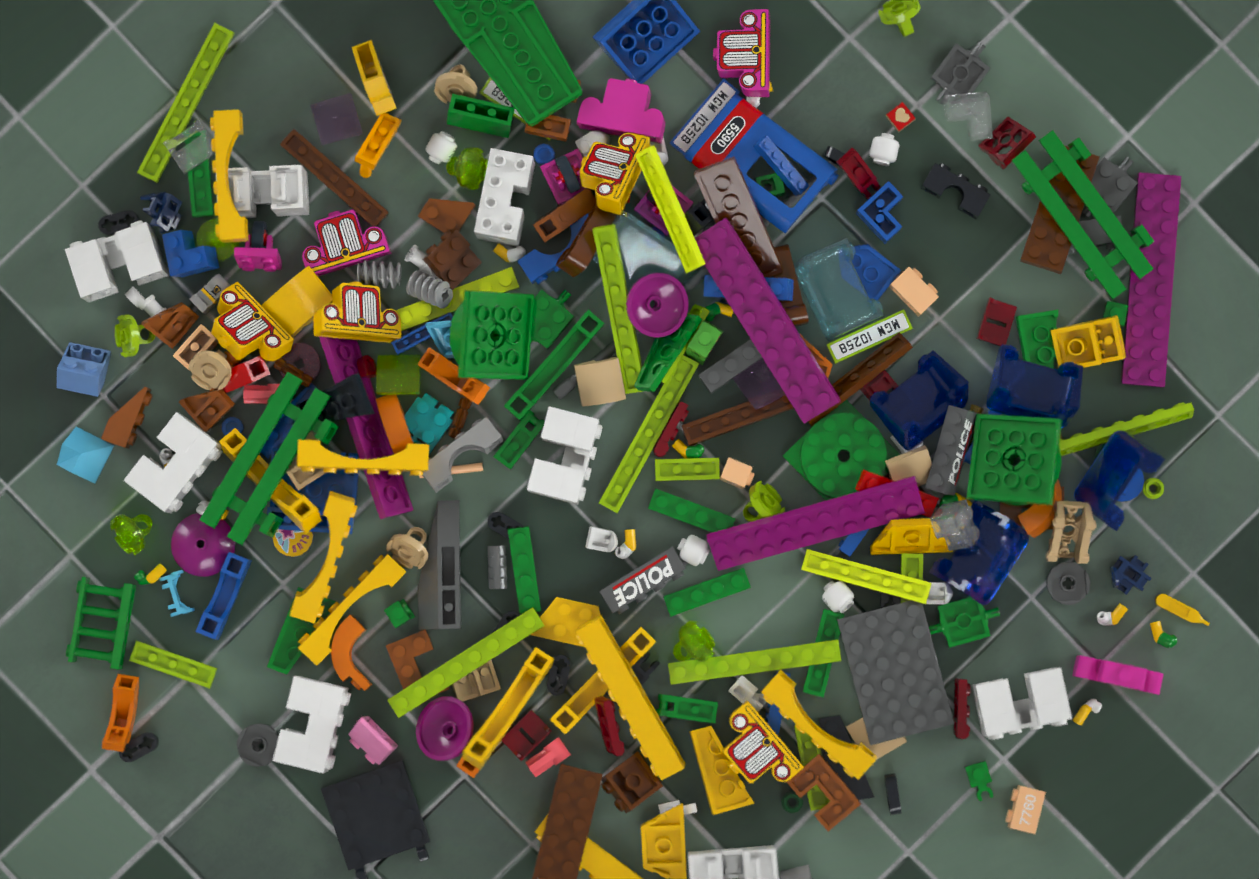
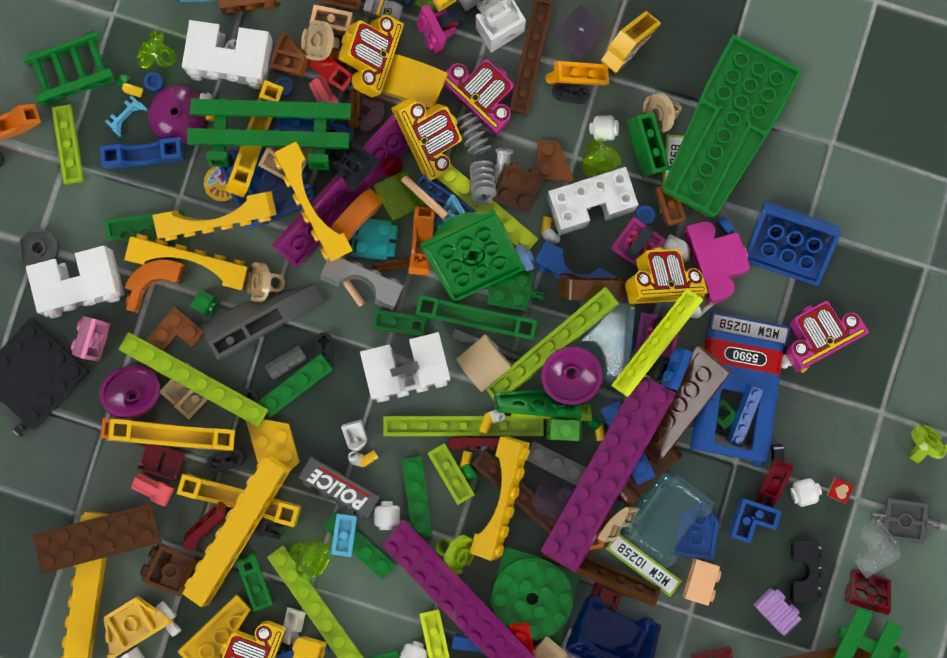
camera: 55 degrees right, 0 degrees up
(158, 549) = (154, 82): none -> blue tile
(394, 164) = (572, 88): none -> black beam
(414, 351) = (425, 197): none -> light nougat bar
(522, 287) = (526, 257): none -> medium blue plate
(565, 214) = (605, 258): dark orange slope -> none
(567, 456) = (404, 370): none -> dark grey plate
(596, 86) = (725, 226): none -> blue tile
(655, 403) = (491, 418): none -> arm
(689, 599) = (344, 535): none -> medium azure plate
(703, 204) = (676, 369): none -> blue plate
(703, 402) = (512, 457): none -> yellow arch
(737, 473) = (468, 518): light nougat brick -> none
(815, 330) = (622, 519): none -> tan slope
(979, 236) = (777, 611): none -> lavender brick

